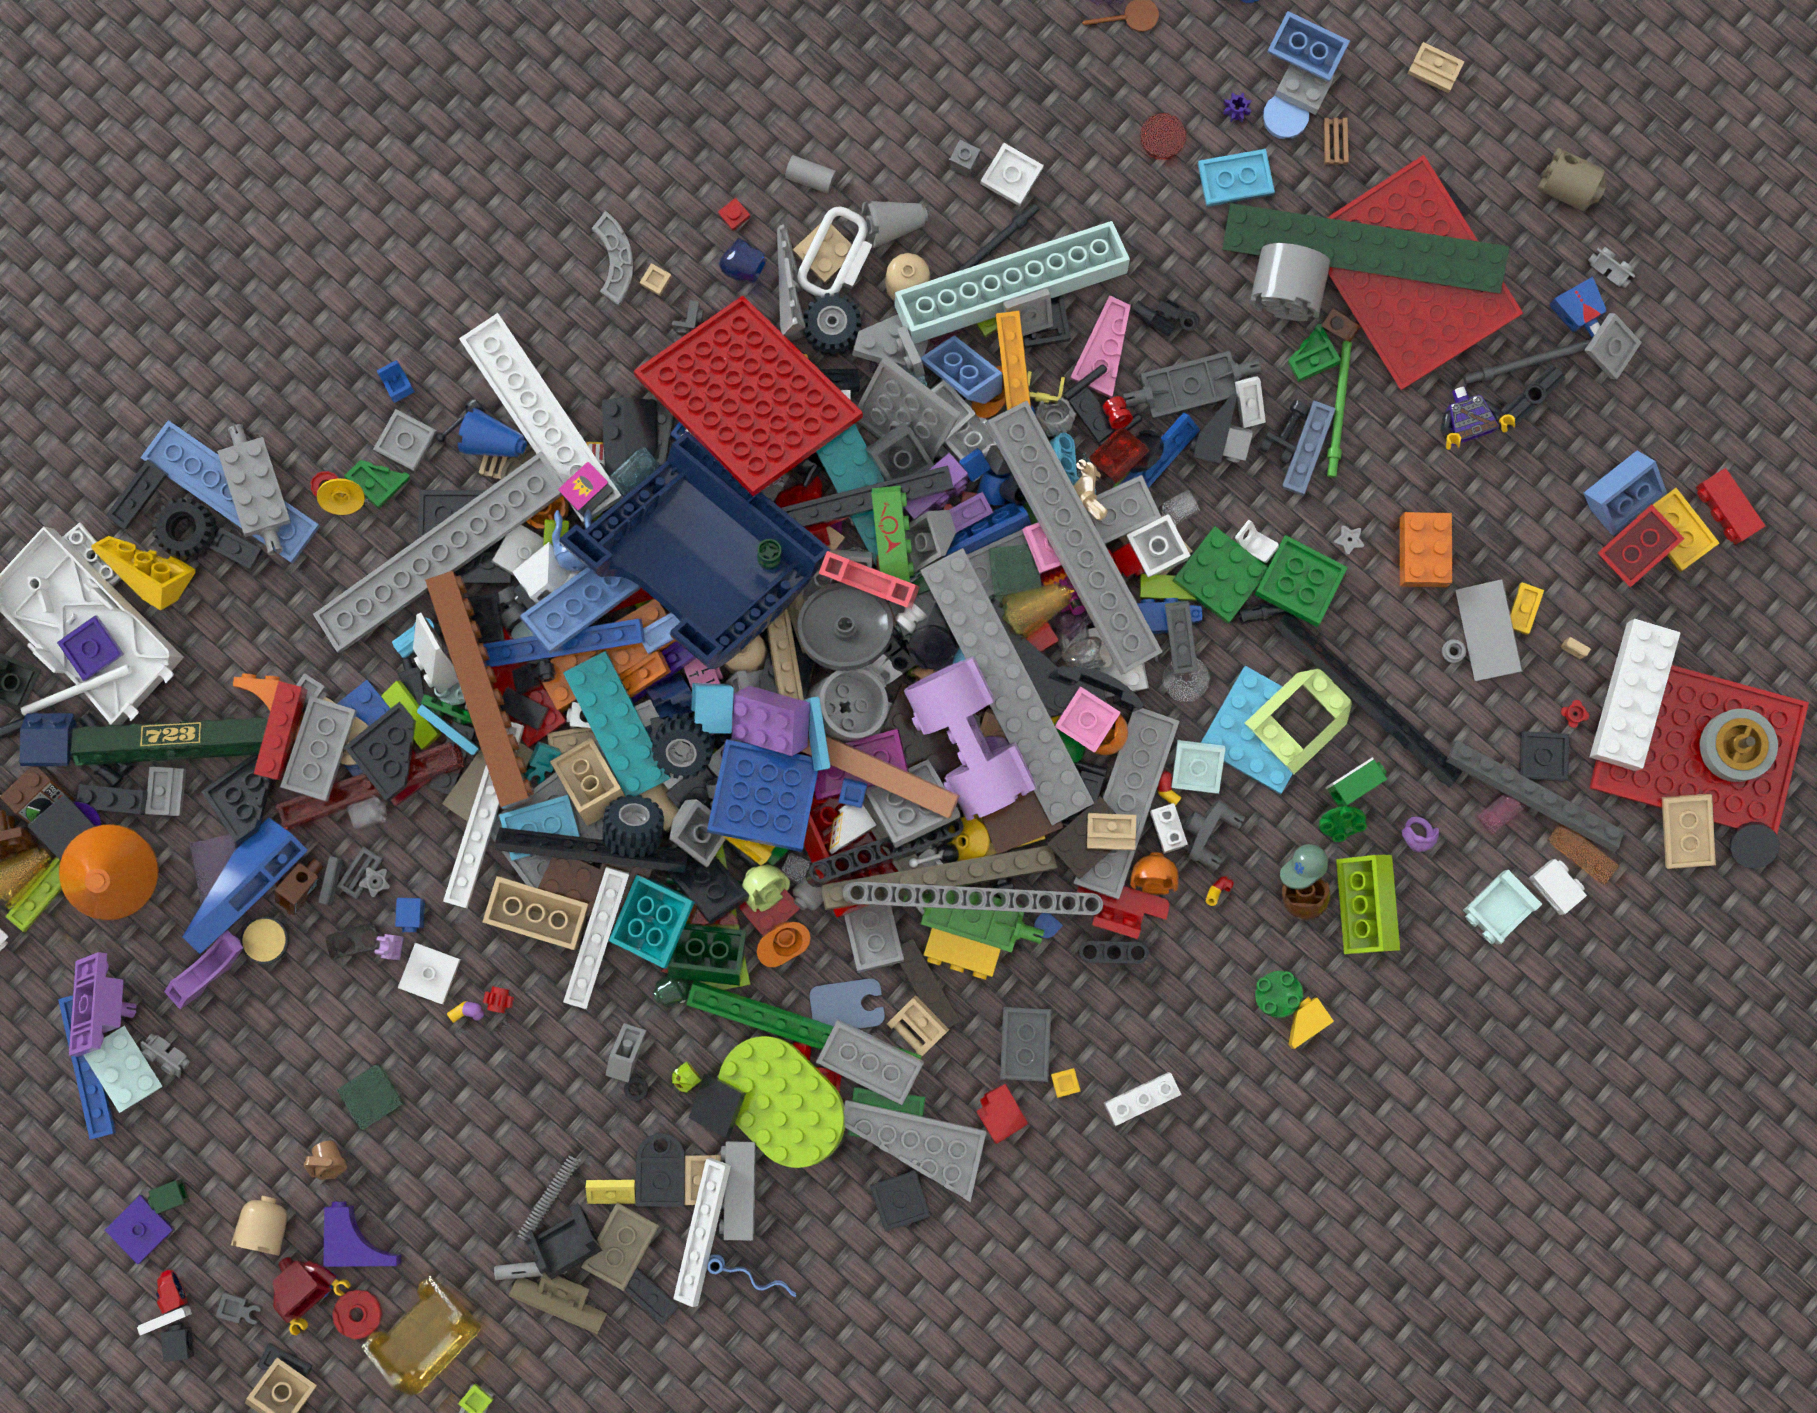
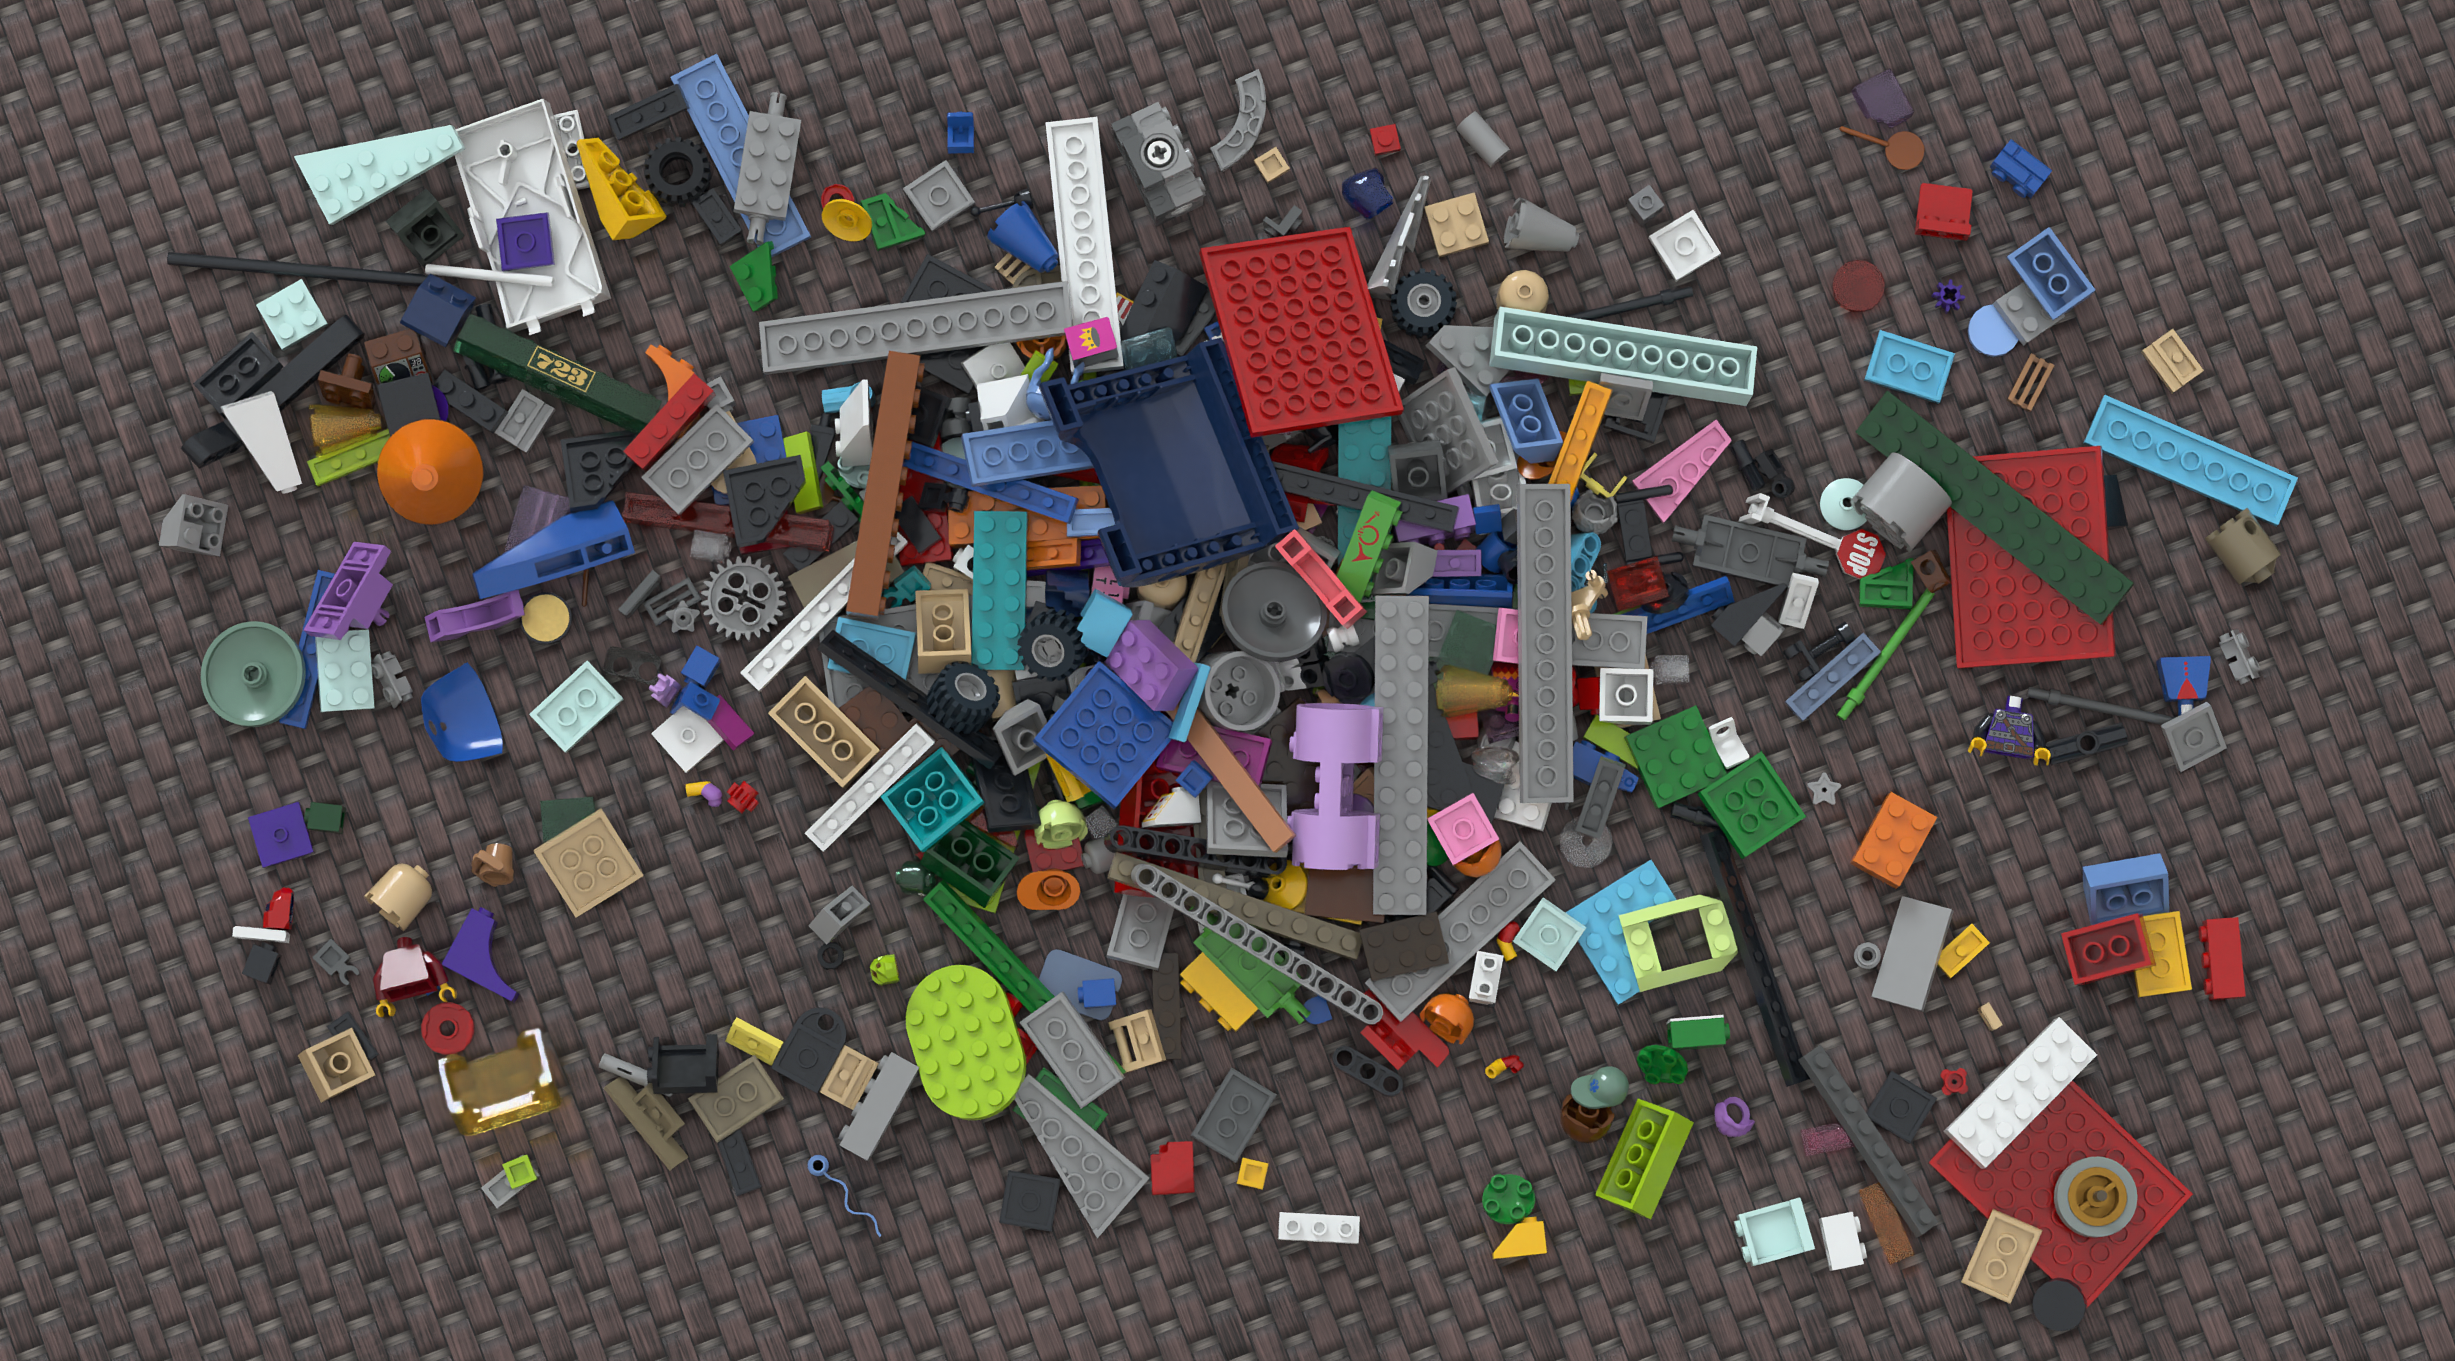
camera: 25 degrees right, 0 degrees up
(47, 1112) = (253, 674): none -> sand green dish
(242, 1050) = (468, 715): none -> blue piece
(292, 578) = (757, 276): none -> green wing
(292, 893) = (599, 587): reddish brown torso -> none
(326, 998) = (576, 706): none -> light aqua plate
(400, 1119) = (588, 862): none -> tan plate
(416, 862) = (734, 620): none -> light grey gear
(421, 942) = (696, 700): none -> blue bracket
(448, 729) = (832, 507): medium azure tile -> none
(454, 946) = (730, 725): none -> magenta tile
(560, 1186) = (696, 1014): light grey piece -> none
(565, 322) = (1159, 163): none -> piece
(702, 1232) = (822, 1126): white plate -> none
(717, 1105) = (901, 1012): black tile -> none
(770, 549) = (1238, 496): dark green wheel -> none
(852, 262) = (1478, 250): white bar -> none
(866, 1005) = (1097, 993): none -> blue brick
(912, 357) = (1482, 363): light grey plate -> none
(1111, 831) = (1427, 951): tan plate -> none
(1118, 414) = (1659, 541): red wheel -> none
(1123, 694) = (1512, 826): black slope -> none
(1198, 45) = (1944, 212): none -> red bracket
(1202, 827) = (1519, 997): dark grey connector -> none
(1236, 316) = (1832, 504): none -> light aqua dish
(1275, 341) = (1856, 552): none -> white piece
(1492, 135) = (2190, 460): none -> medium azure plate

